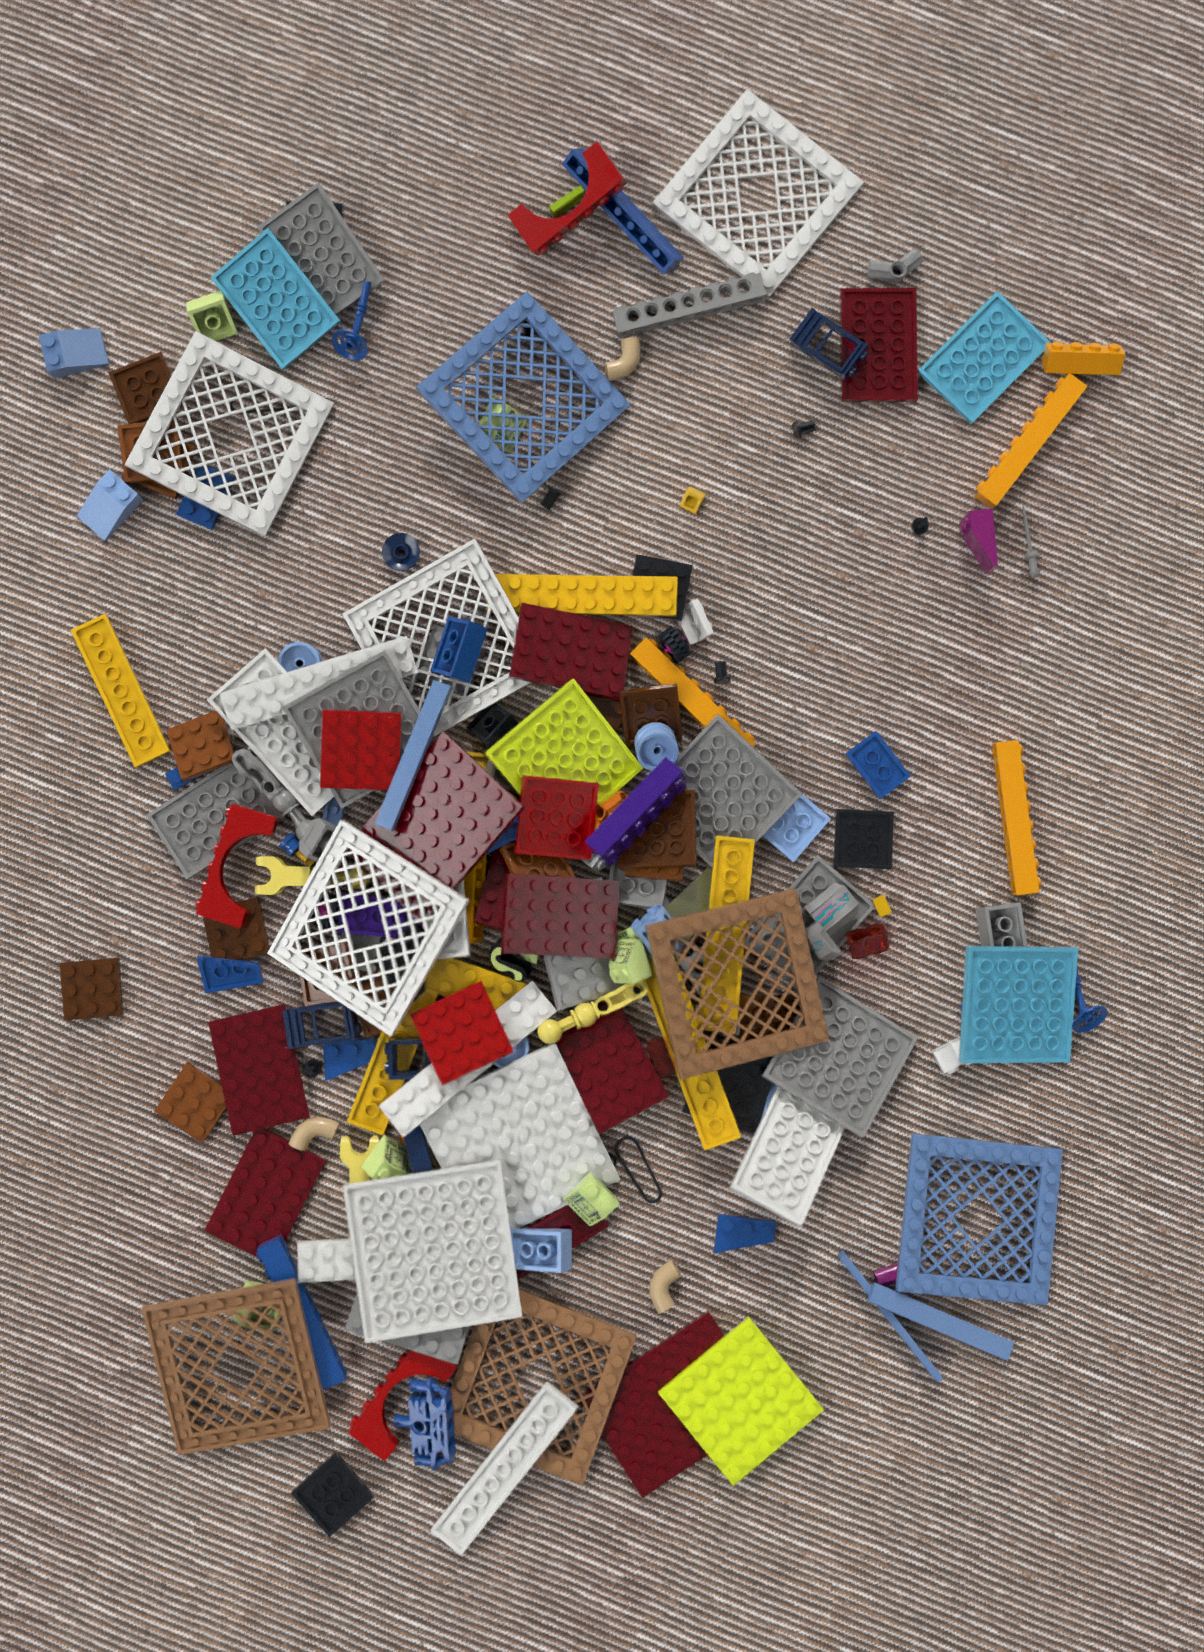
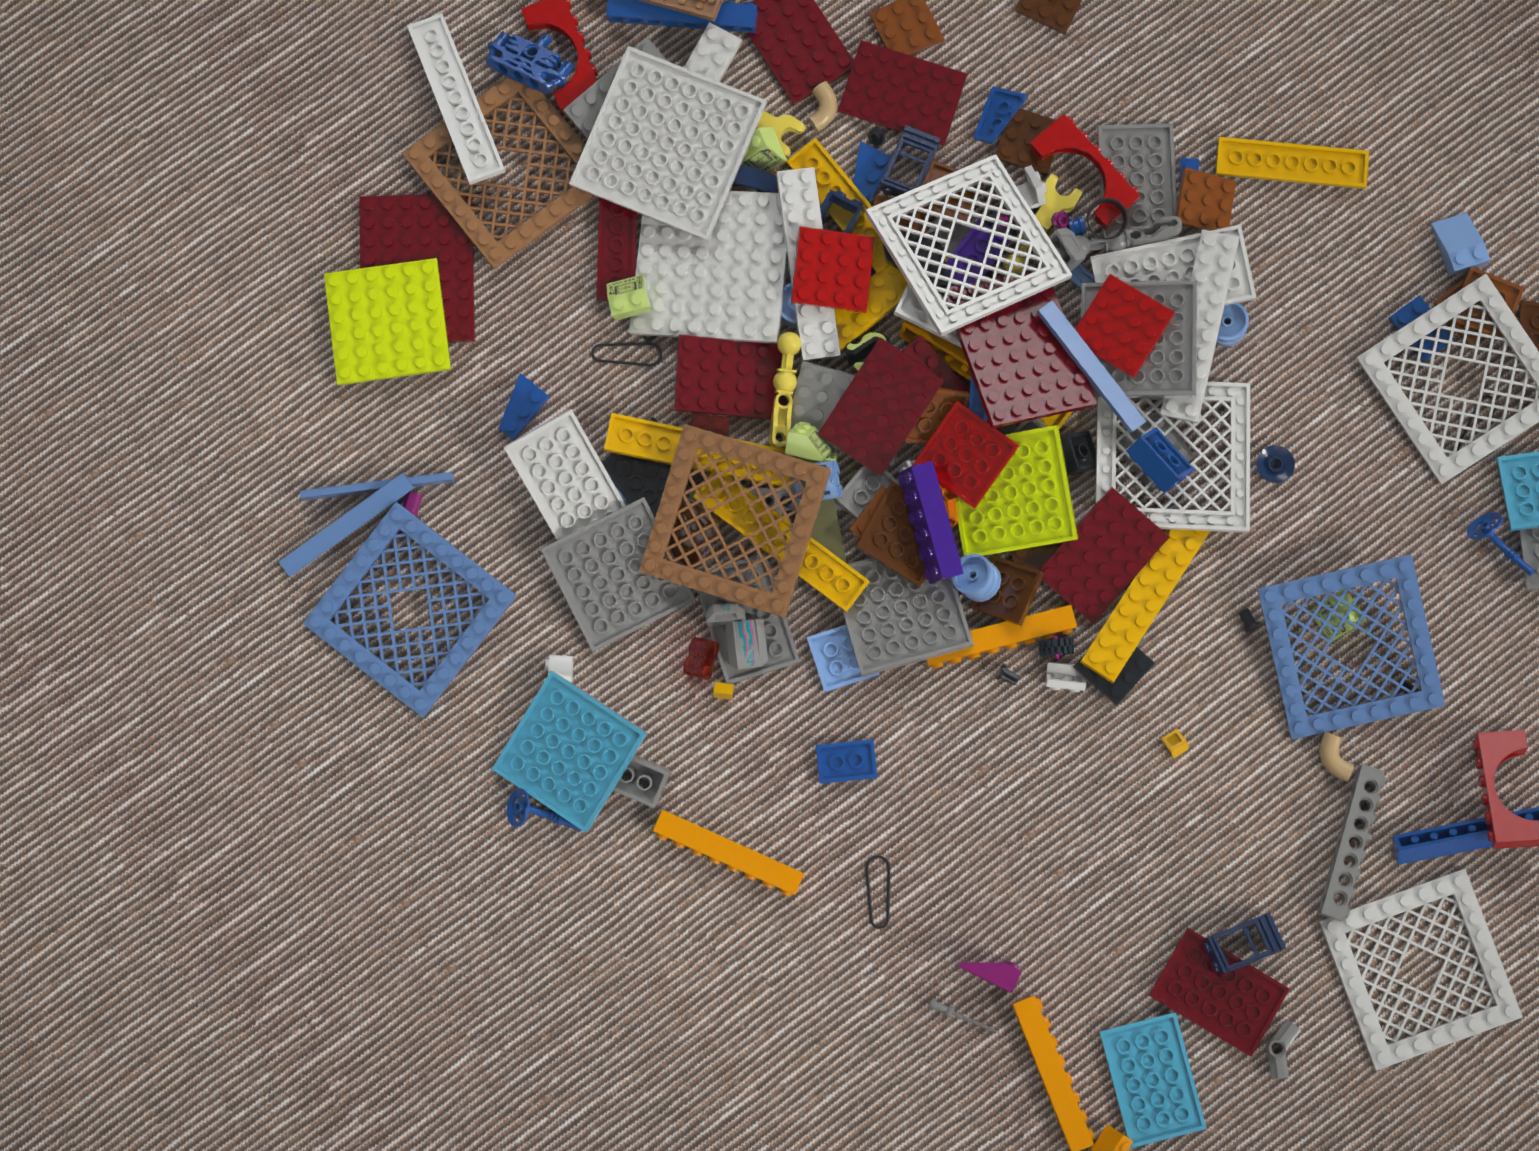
camera: 125 degrees right, 5 degrees down
(265, 801) = (1119, 205): none -> black tyre
(280, 902) = (1034, 189): none -> white bracket
(292, 863) = (1056, 219): none -> magenta plate
(542, 1249) = (612, 233): light blue slope -> none
(567, 202) = (1507, 791): lime tile -> none
(660, 1286) = (522, 313): tan cylinder -> none
(803, 428) = (1182, 879): black piece -> none
(863, 839) = (790, 709): black plate -> none
(920, 525) = (1034, 930): black piece -> none
(972, 682) = (888, 891): none -> black piece

